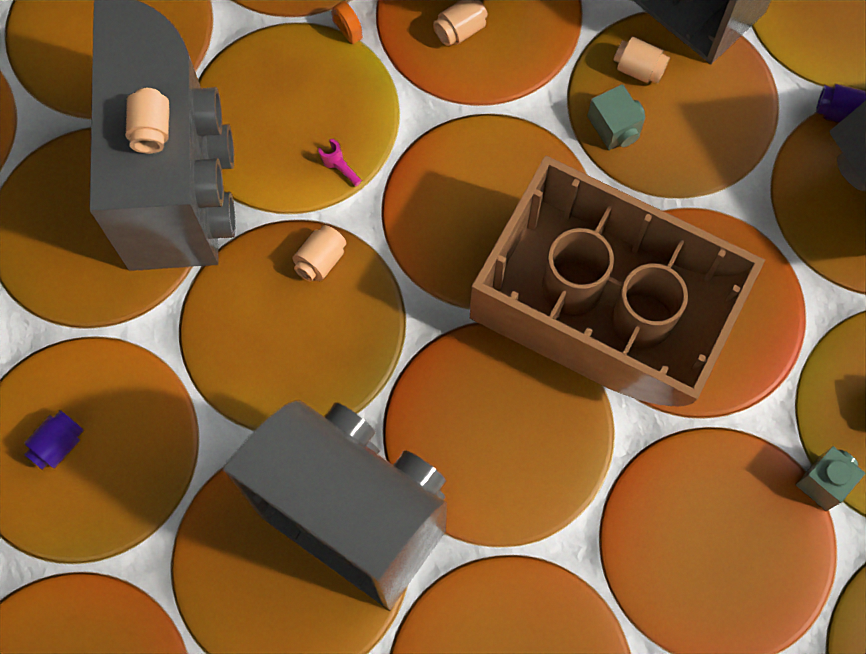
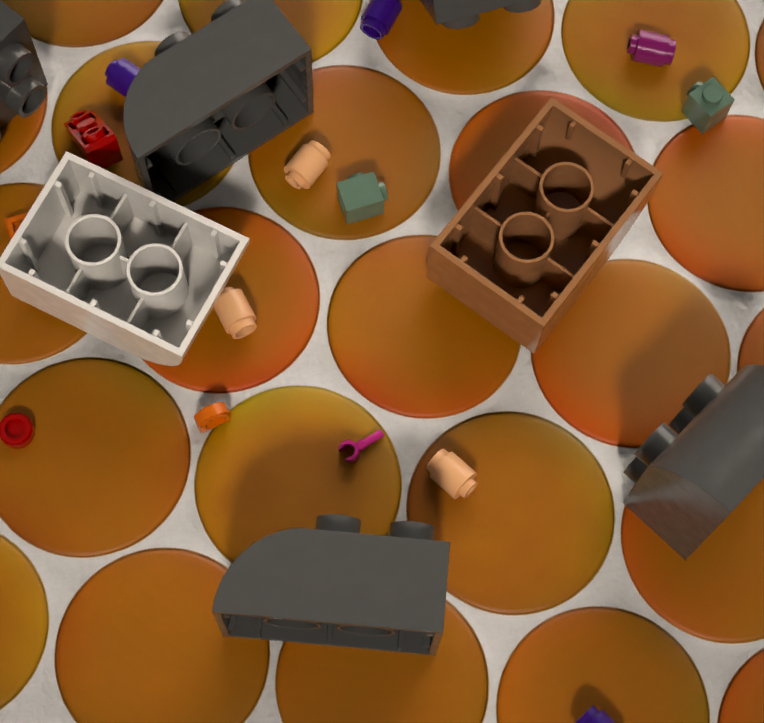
camera: 85 degrees left, 0 degrees up
(147, 120) = (369, 565): light nougat brick -> none

